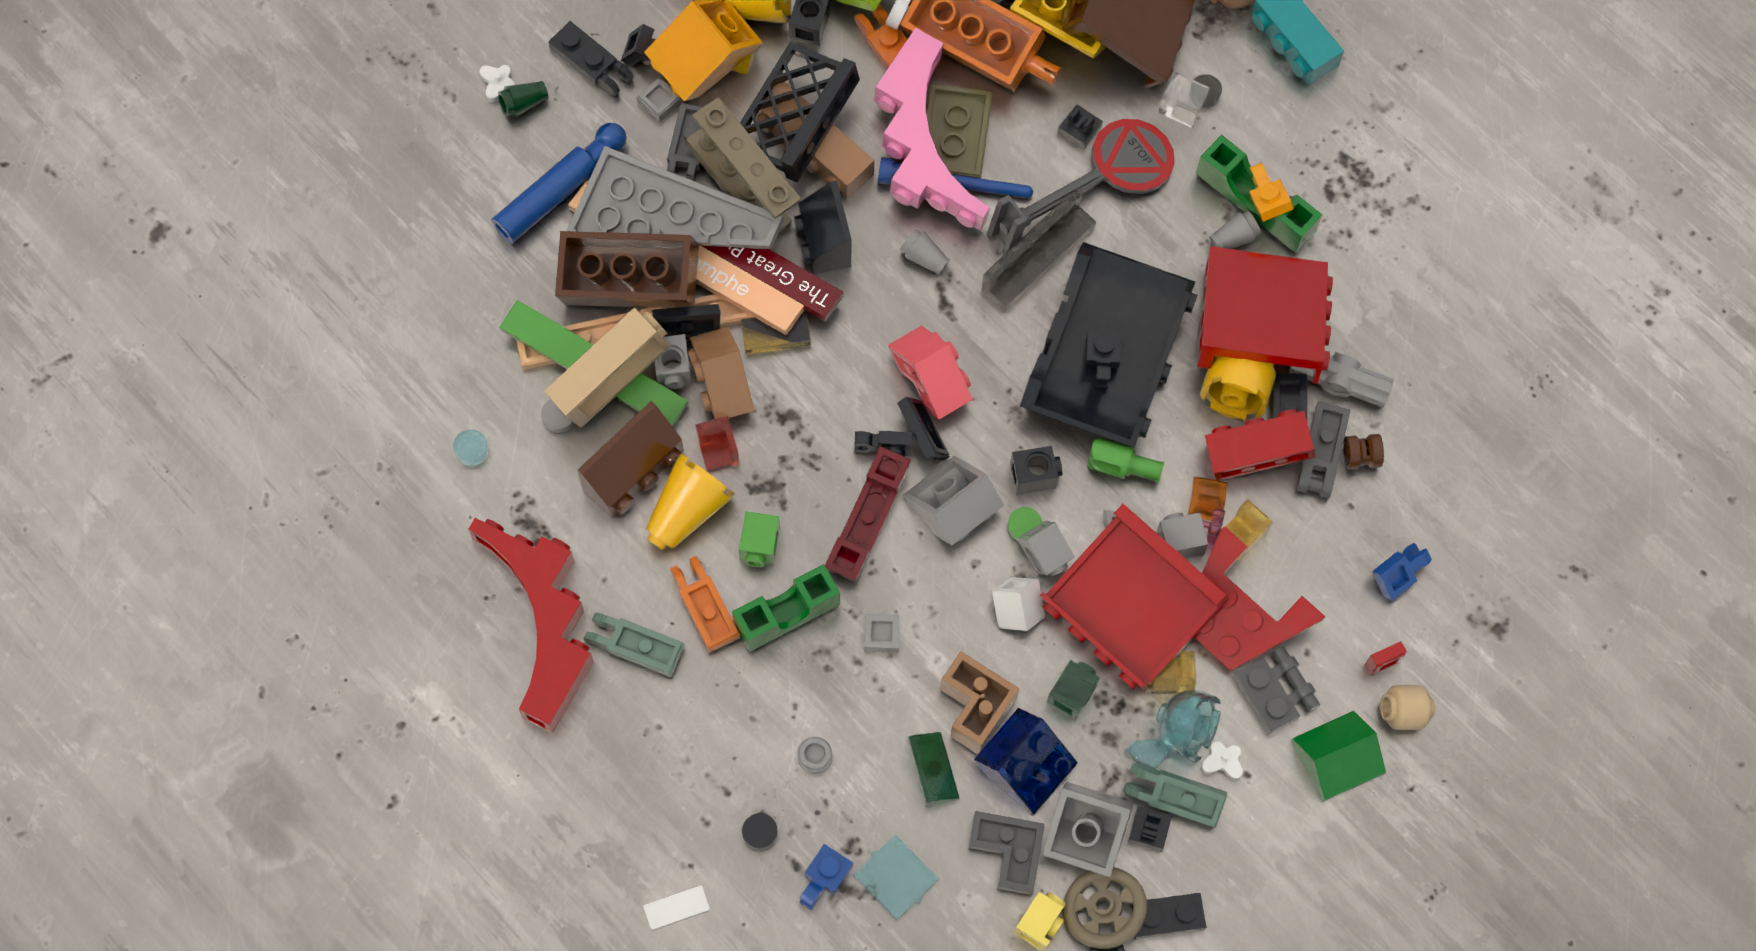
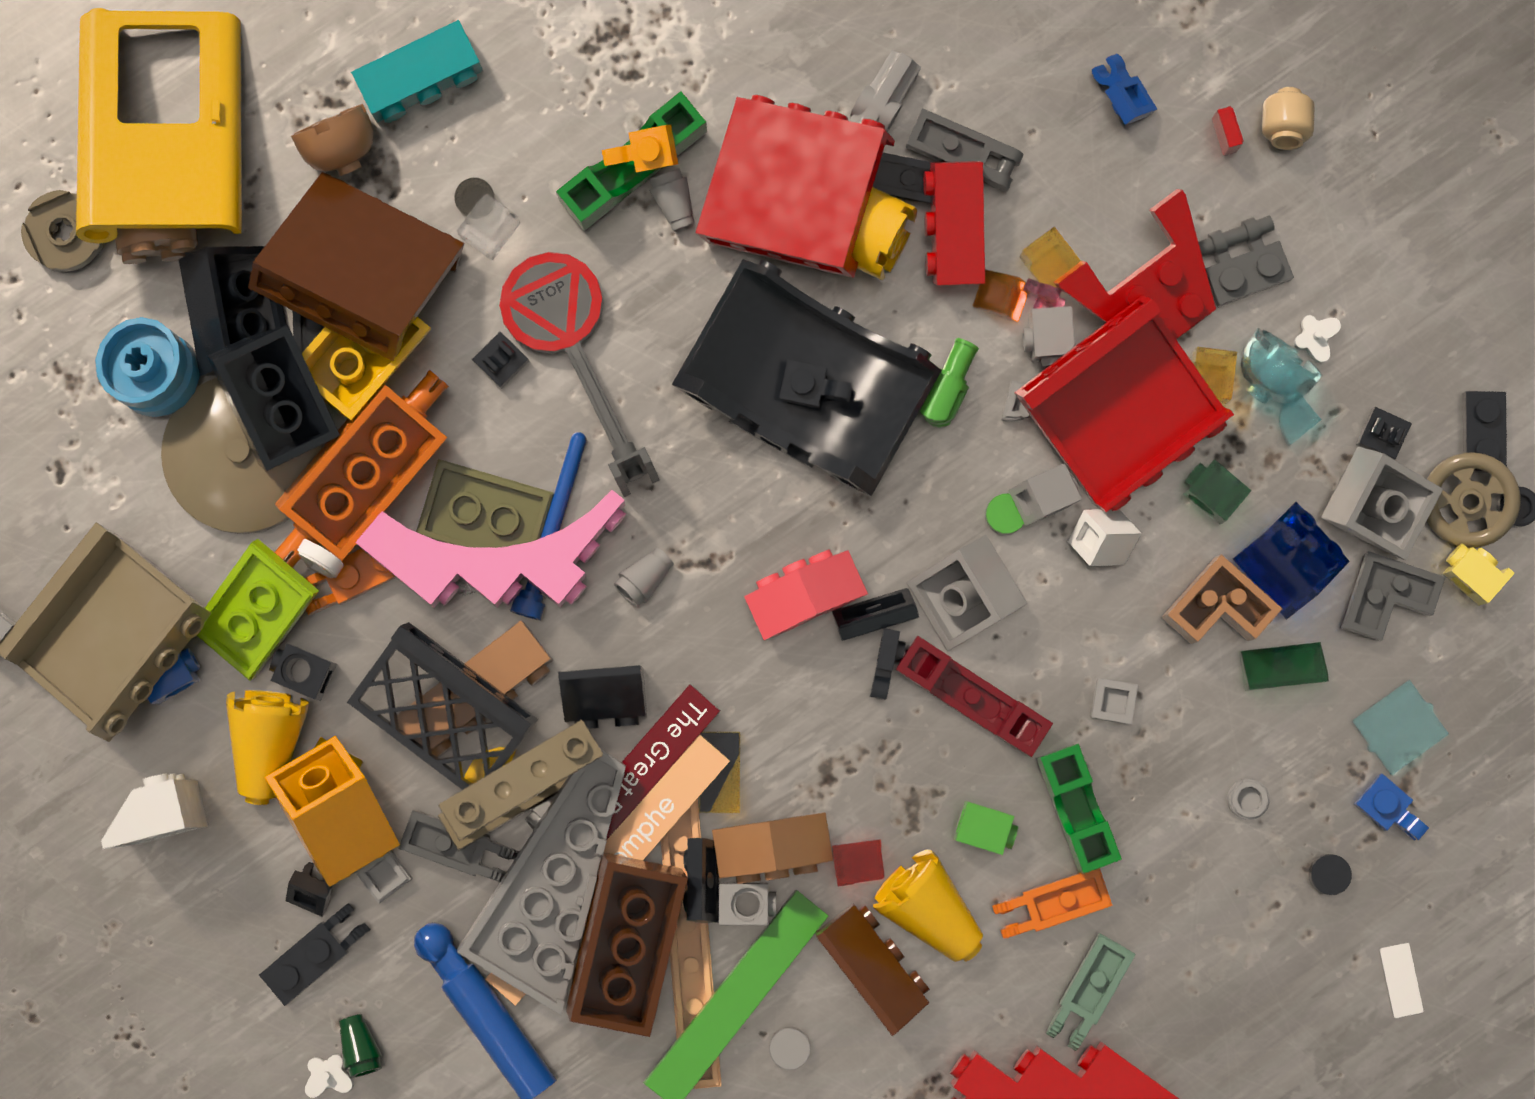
camera: 80 degrees left, 15 degrees up
(608, 367) = (762, 983): tan piece -> none
(1028, 482) = (938, 507): black brick -> none
(1037, 251) = (664, 438): clear smoke fence -> none
(1178, 795) = (1353, 397): sand green hinge -> none
(1340, 755) = (1326, 205): green slope -> none
(1363, 451) = (975, 103): reddish brown wheel -> none

